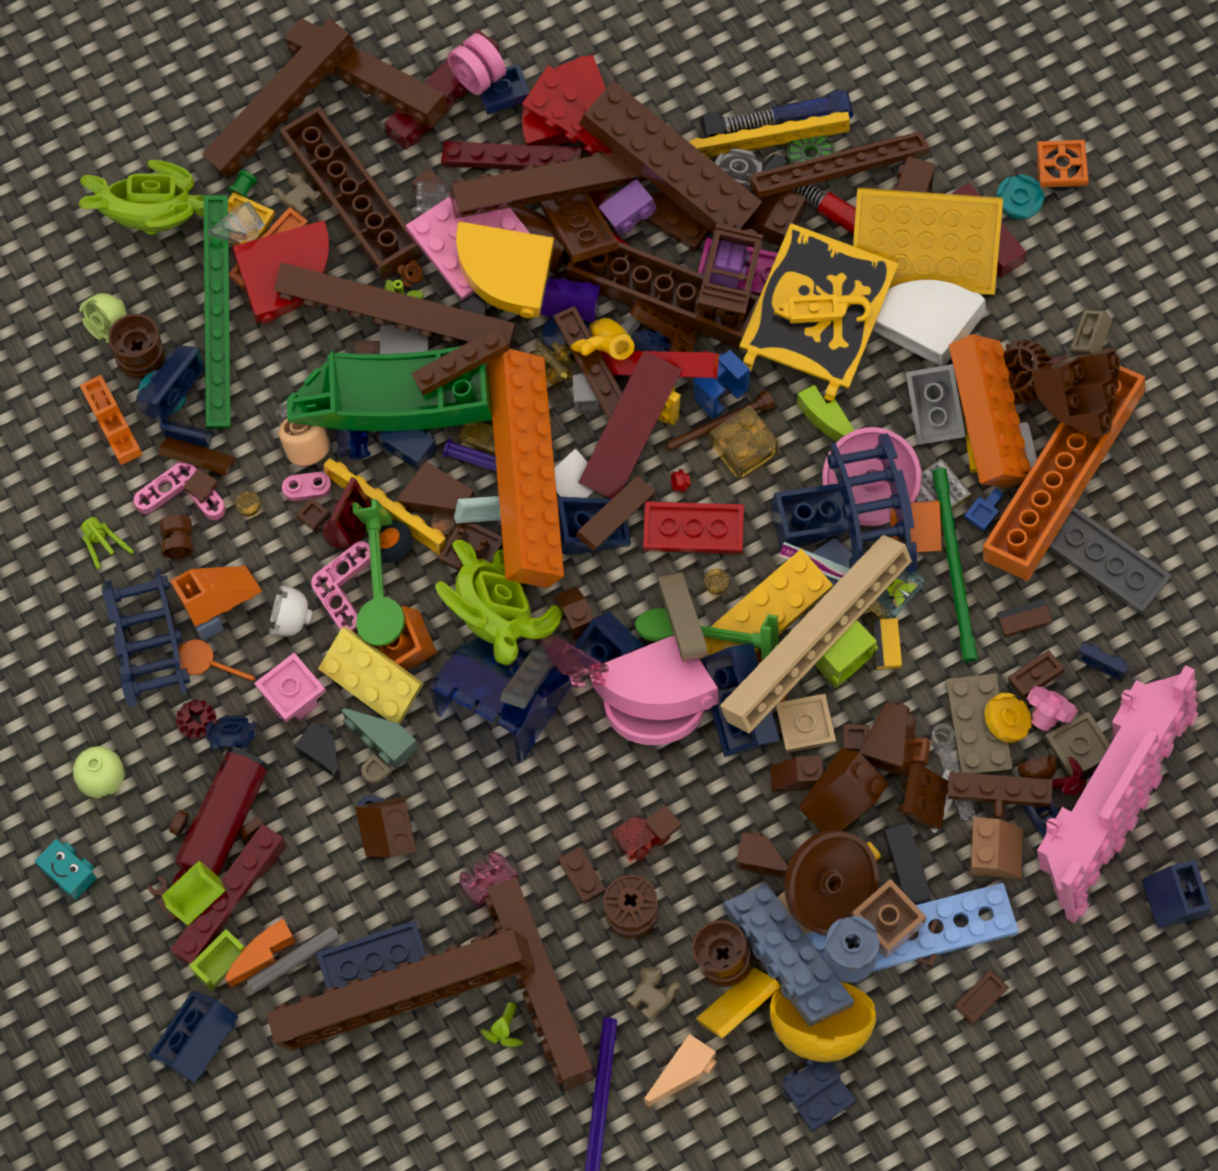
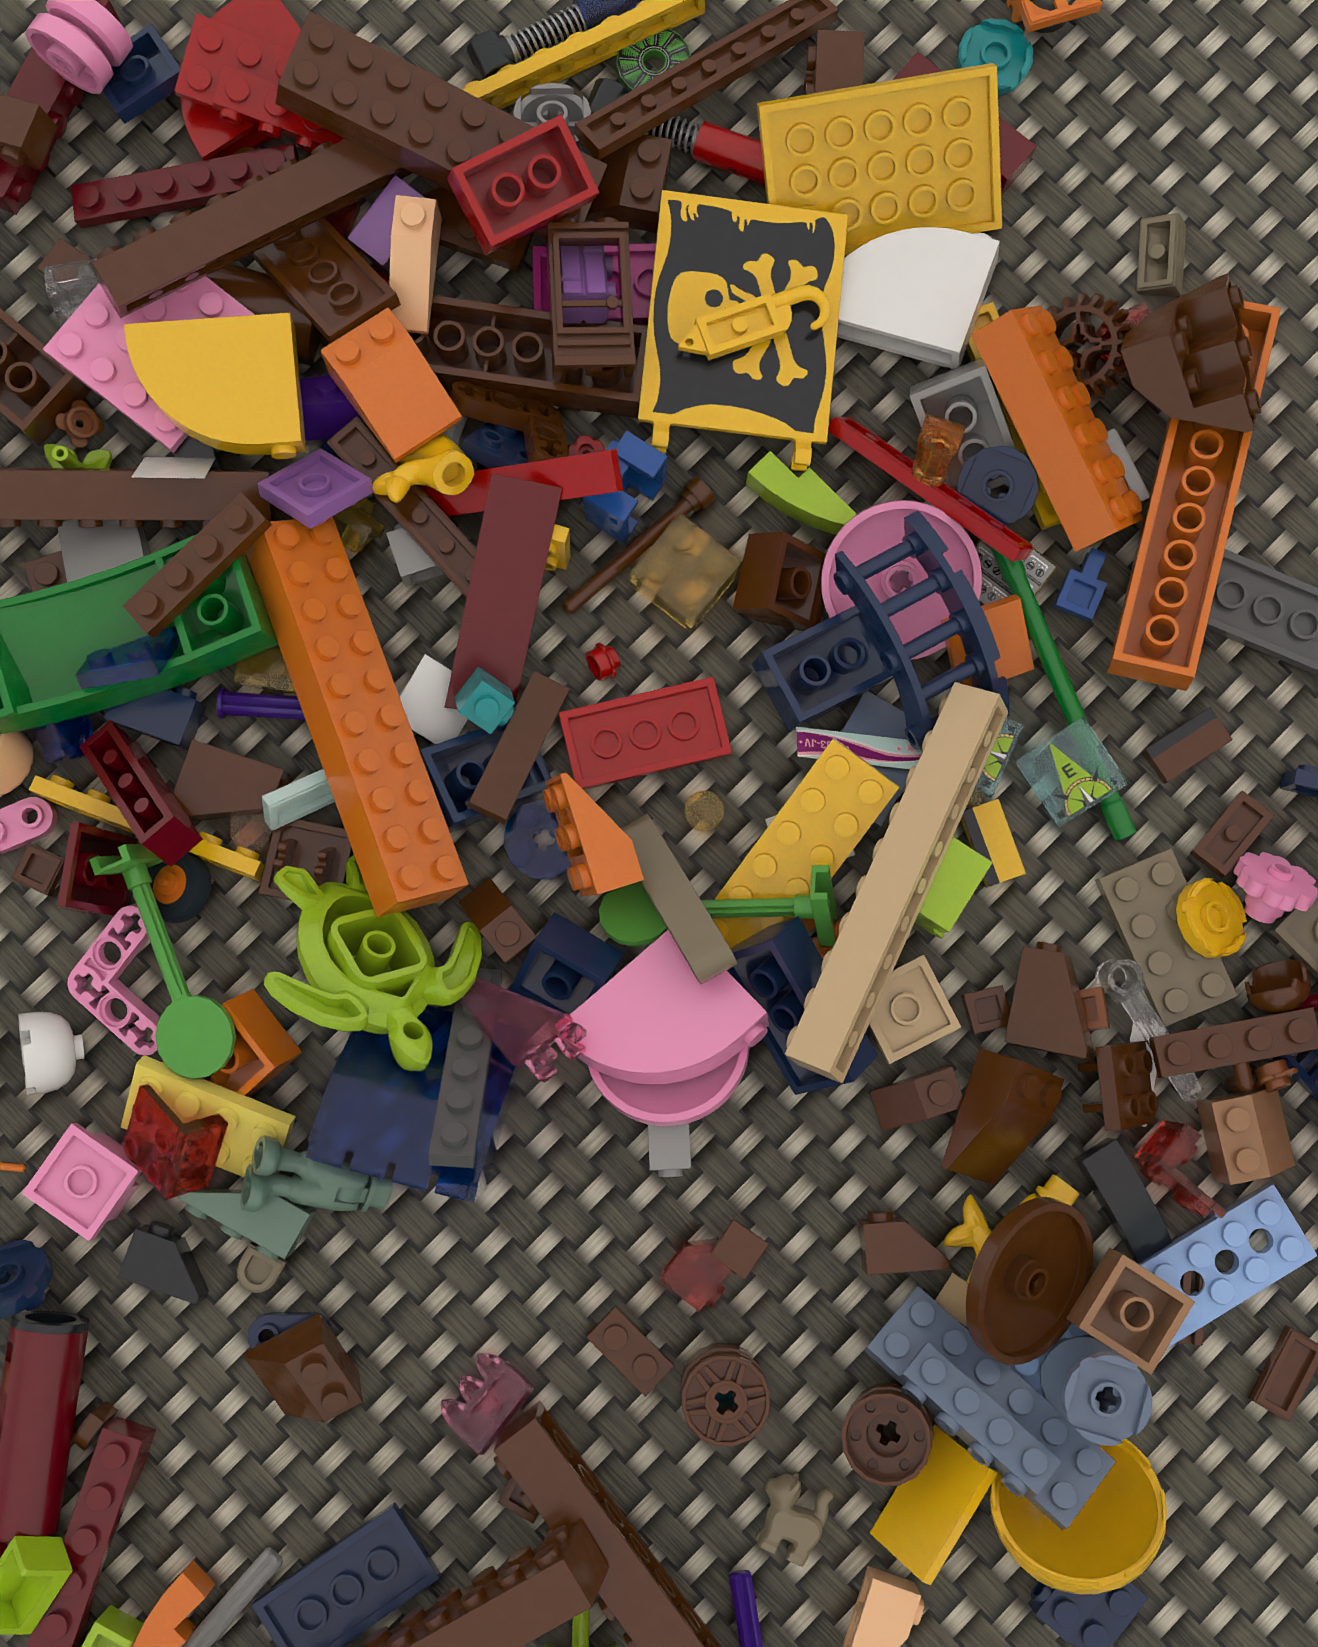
camera: 25 degrees left, 15 degrees up
(348, 678) = (170, 1152): none -> clear red bracket
(389, 479) = (140, 793): none -> dark red brick
(406, 404) = (129, 661): none -> wing
(428, 724) = (314, 1184): none -> sand green piece
(461, 307) = (173, 467): none -> white sticker
(539, 338) = (315, 488): none -> medium lavender plate
(599, 291) = (390, 384): none -> orange slope
(603, 482) = (485, 701): none -> teal brick
(620, 585) = (524, 851): none -> clear blue plate
(632, 228) = (414, 259): none -> light nougat slope
(639, 762) = (669, 1149): none -> light grey brick
(644, 572) = (596, 846): none -> orange slope
(707, 200) = (522, 184): none -> red brick
(799, 460) = (780, 581): none -> reddish brown slope
(903, 427) = (942, 497): none -> red tile
(913, 405) = (936, 447): none -> clear orange piece
(932, 440) = (1019, 475): none -> dark blue plate
(934, 851) = (1160, 1155): none -> clear red bracket
(945, 612) = (1071, 772): none -> clear light blue tile
(1020, 816) = (1274, 1076): none -> dark orange plate

